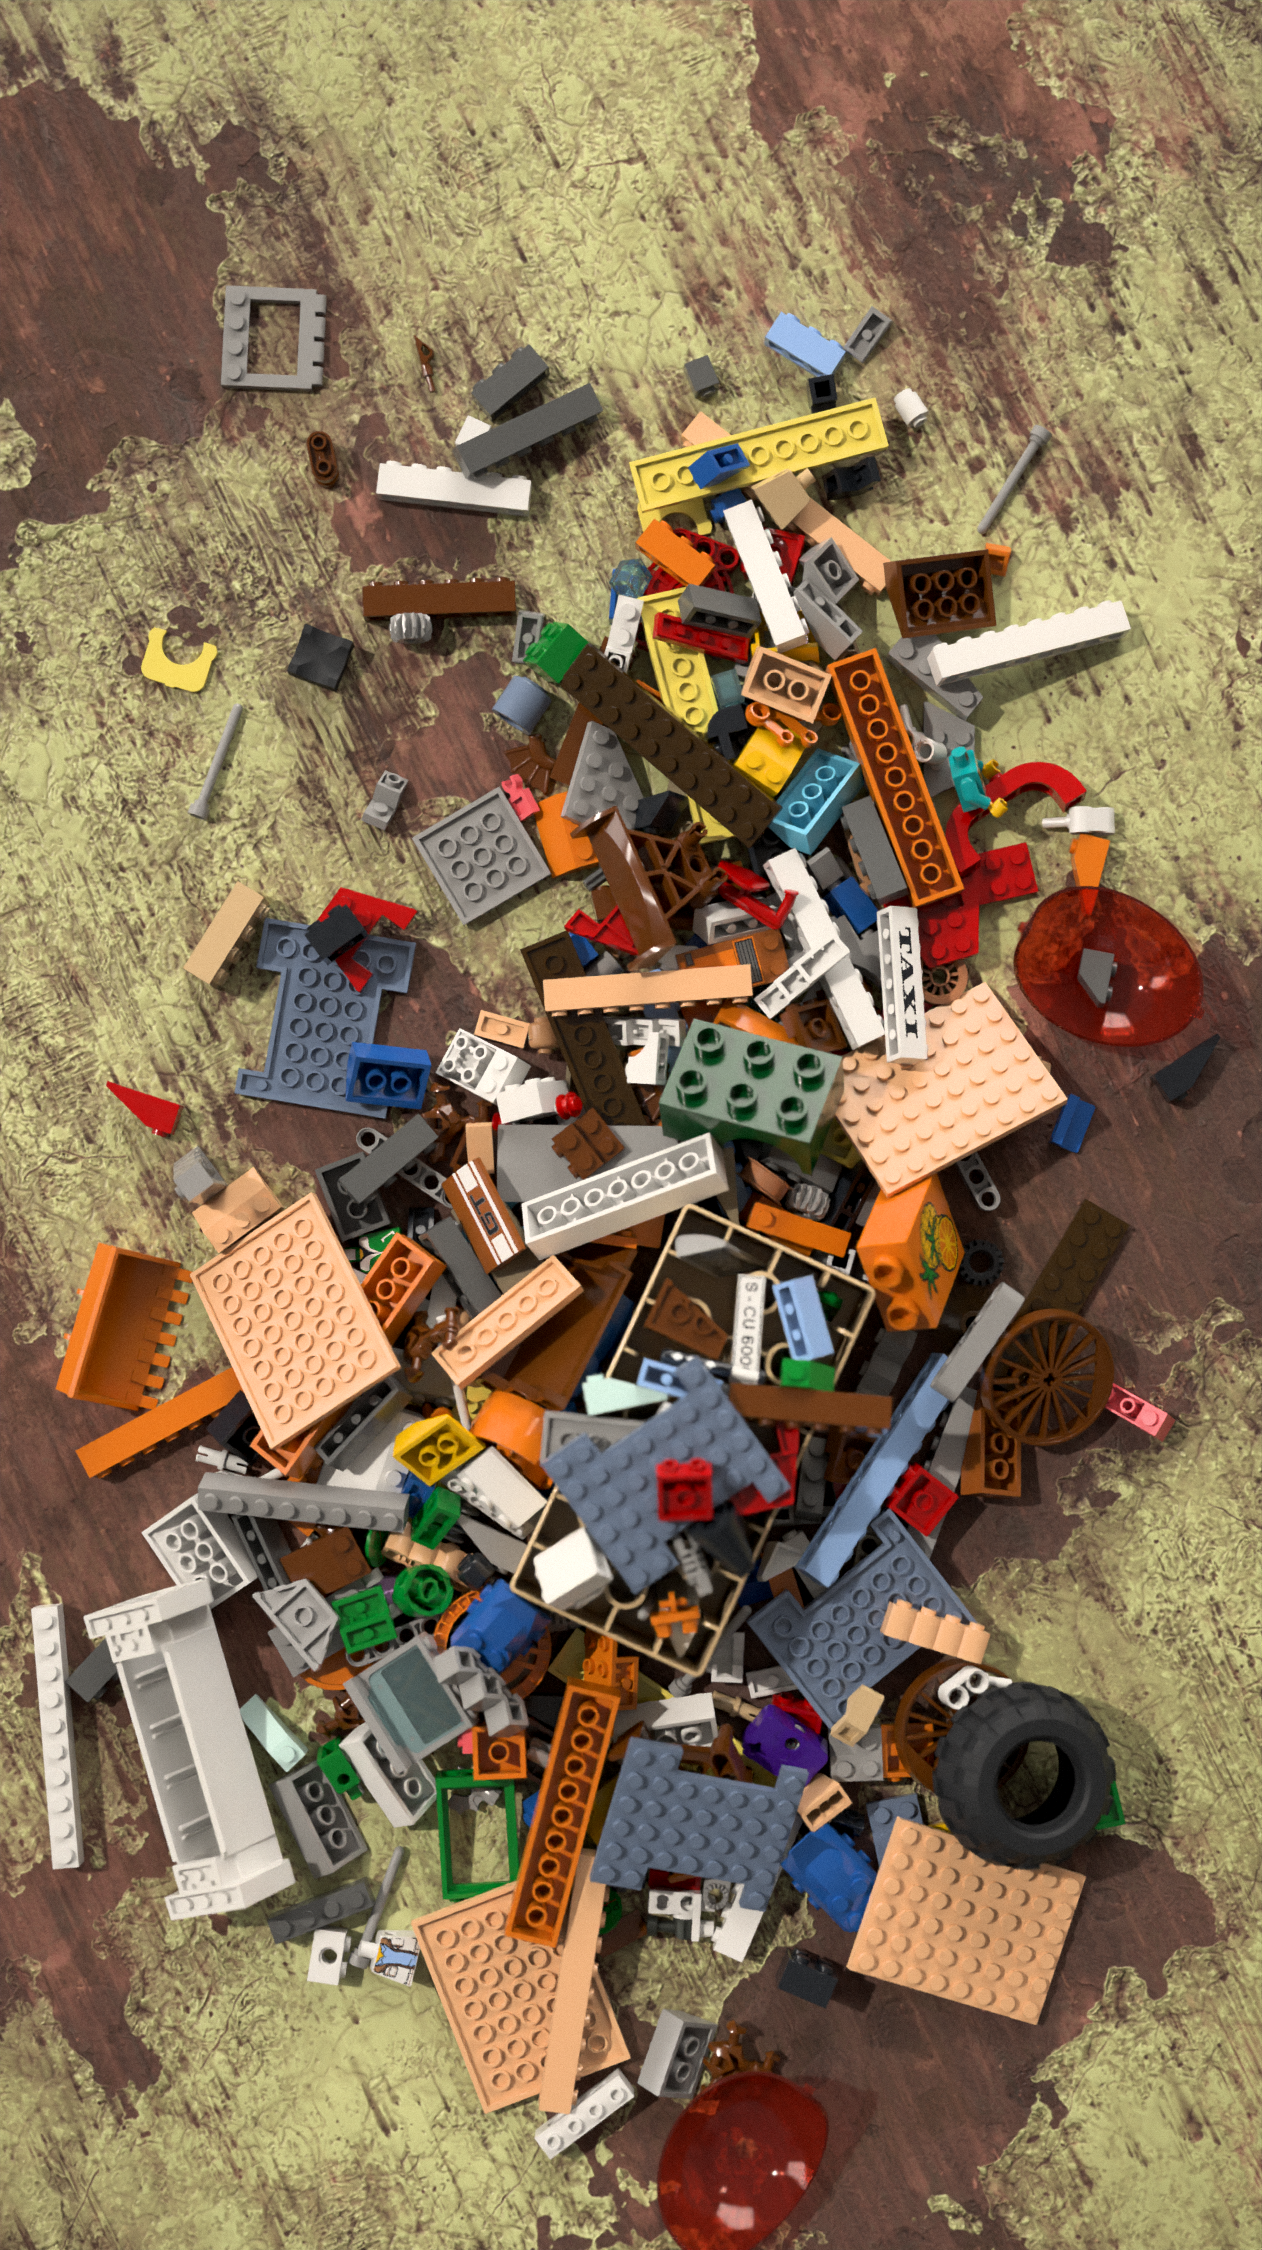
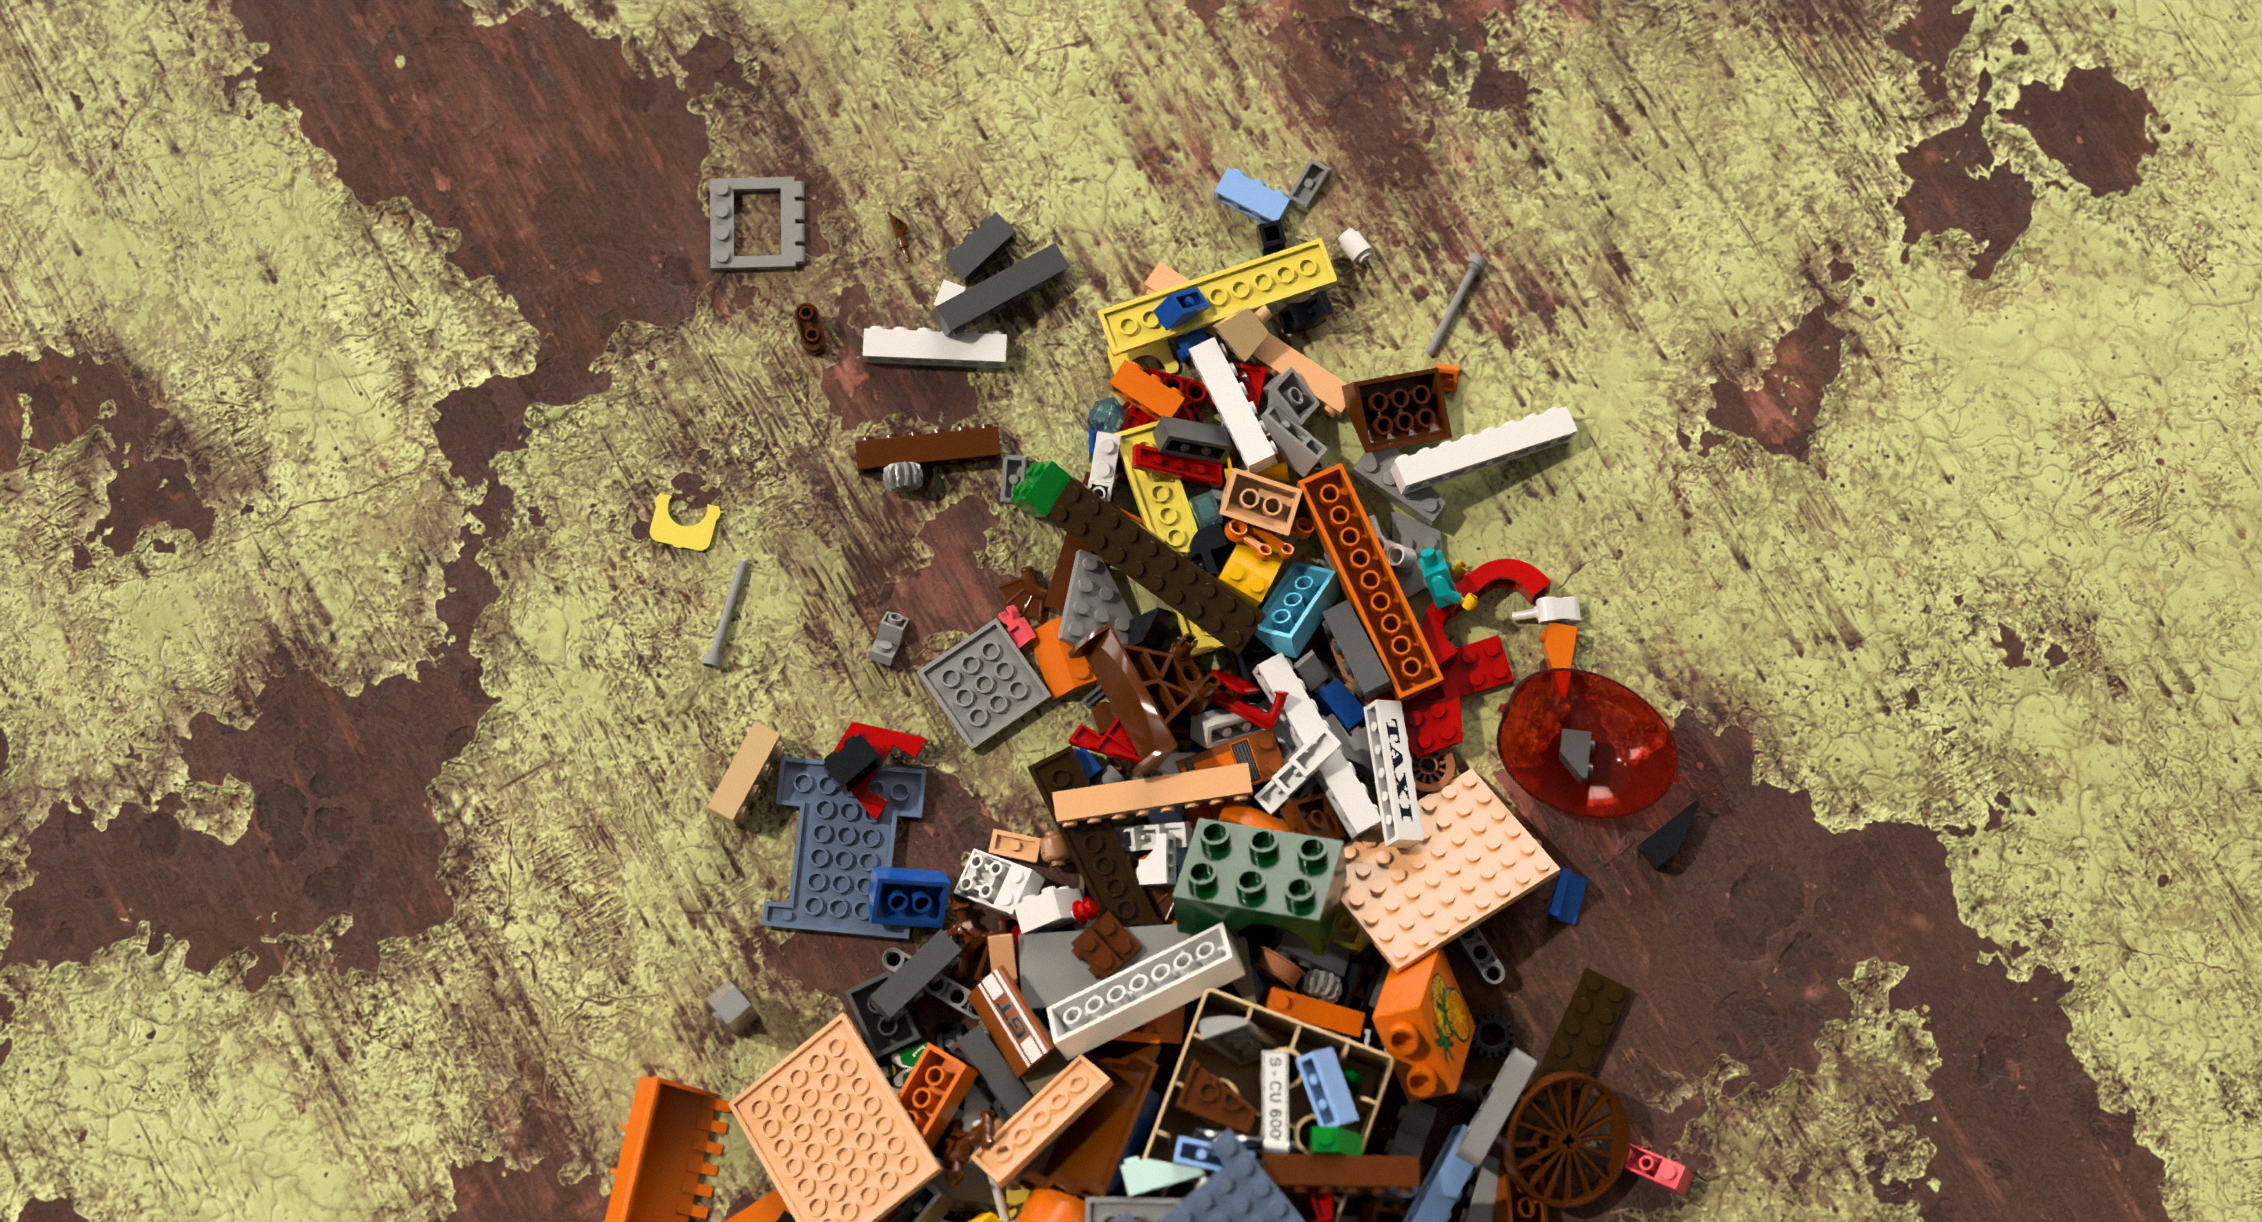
camera: 10 degrees left, 10 degrees down
(150, 1110) = (685, 948): red slope -> none
(237, 1210) = (771, 1038): light nougat slope -> none
(320, 658) = (819, 510): black brick -> none
(522, 704) = (1012, 539): sand blue piece -> none
(701, 377) = (1158, 231): dark grey brick -> none

